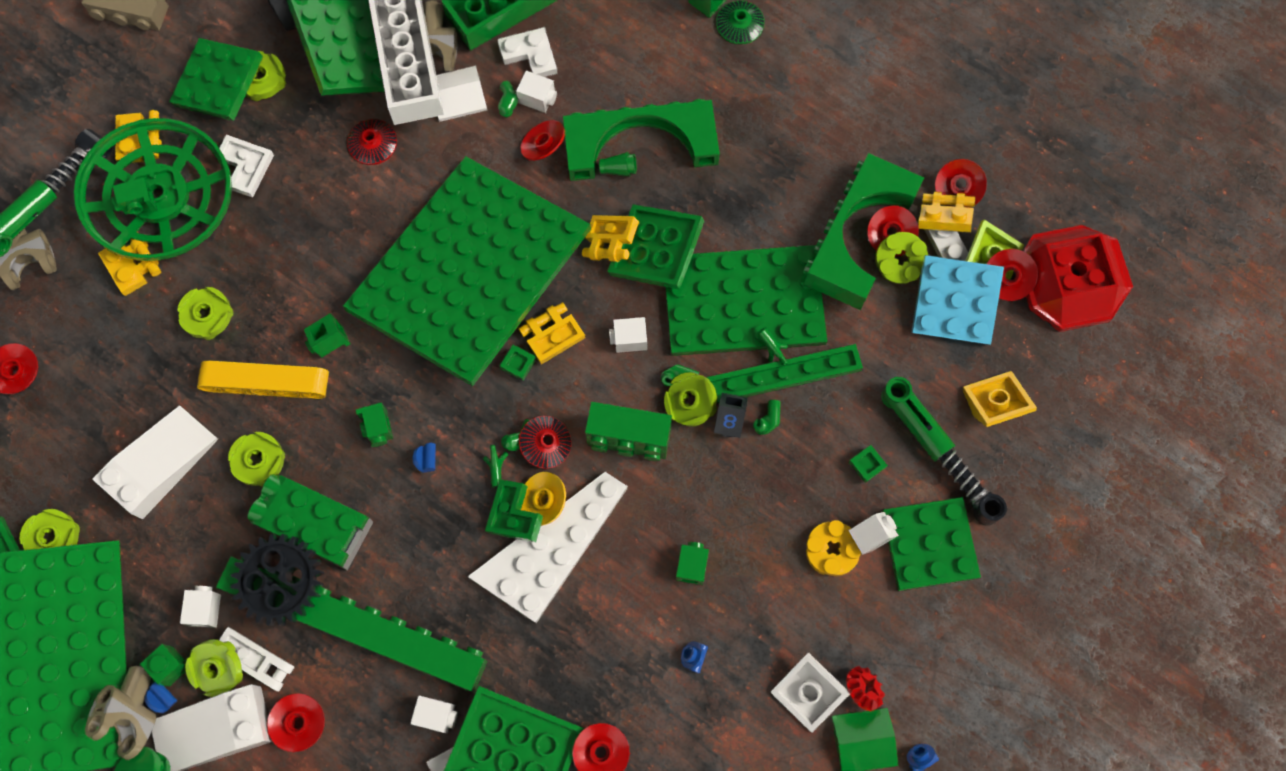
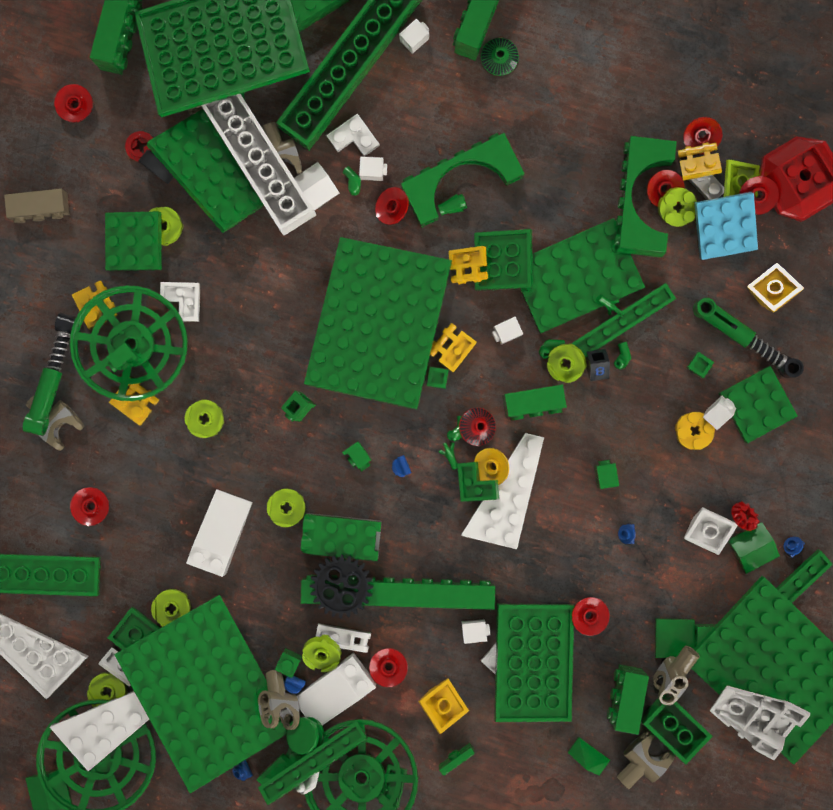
camera: 20 degrees left, 15 degrees up
(200, 607) = (294, 618): white brick -> none
(263, 379) = (267, 452): yellow beam -> none
(375, 150) = (268, 257): dish -> none

